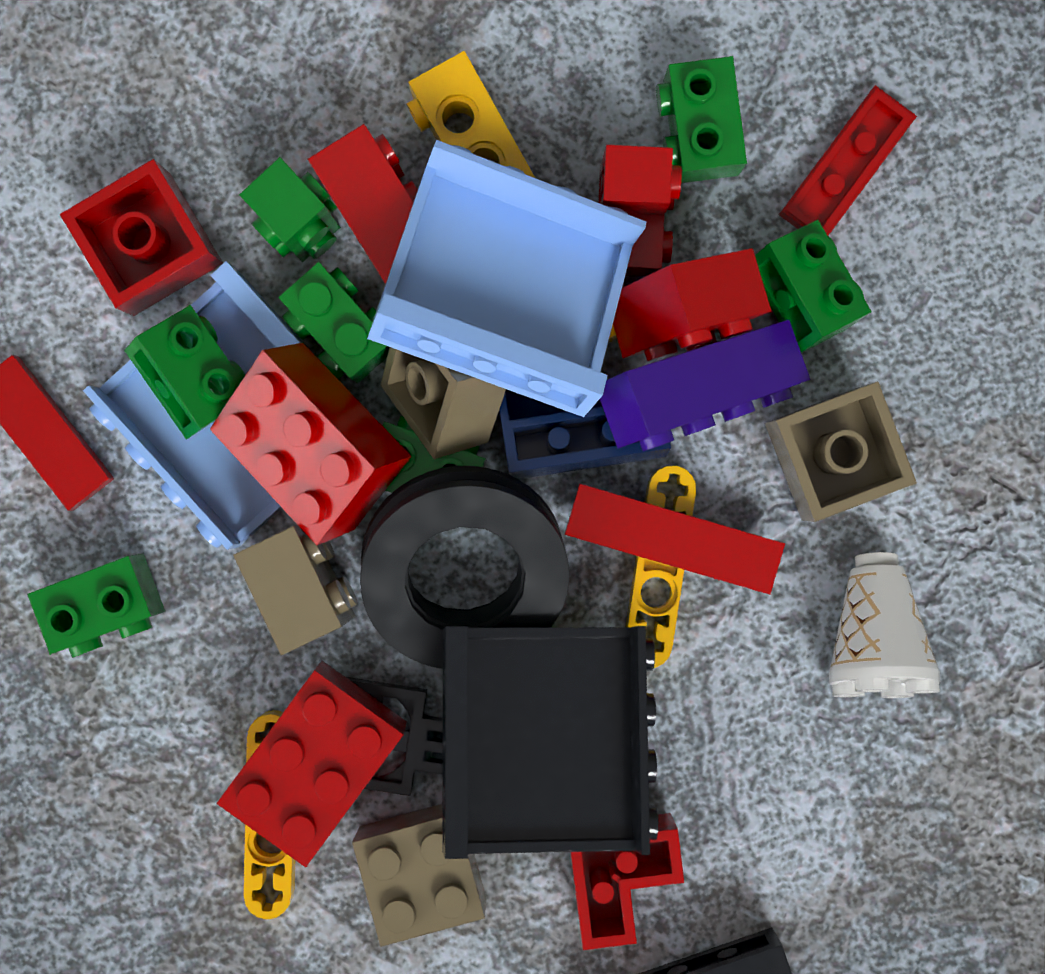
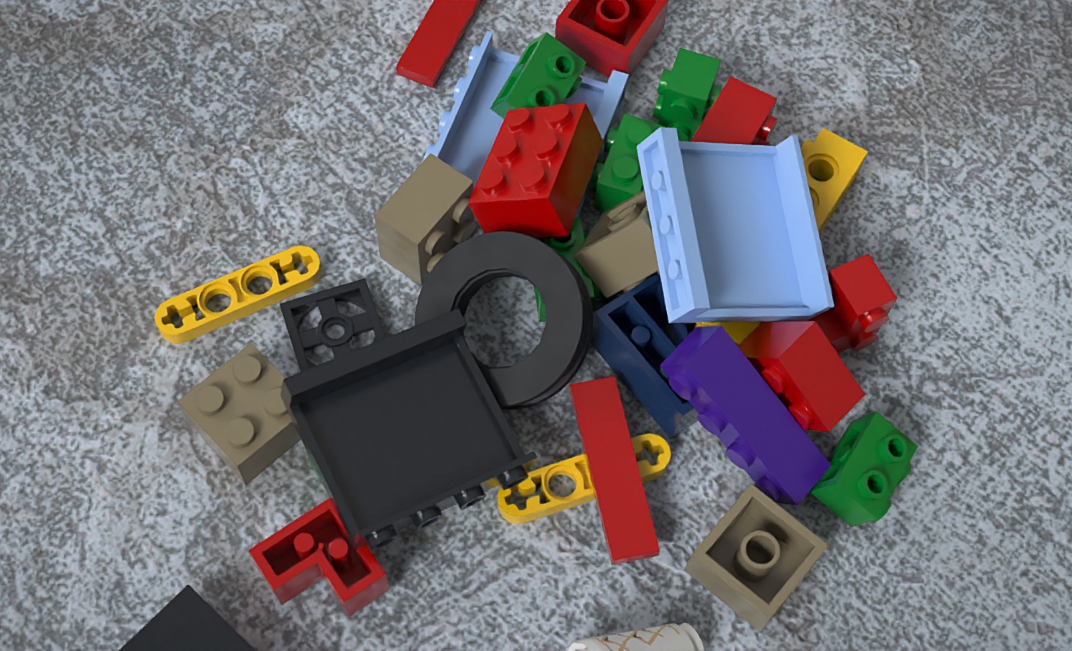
camera: 60 degrees right, 25 degrees down
(96, 603) = (340, 107): green brick -> none
(313, 764) = (299, 290): red brick -> none
(703, 118) = (930, 333): green brick -> none
(849, 162) = (977, 463): red tile -> none

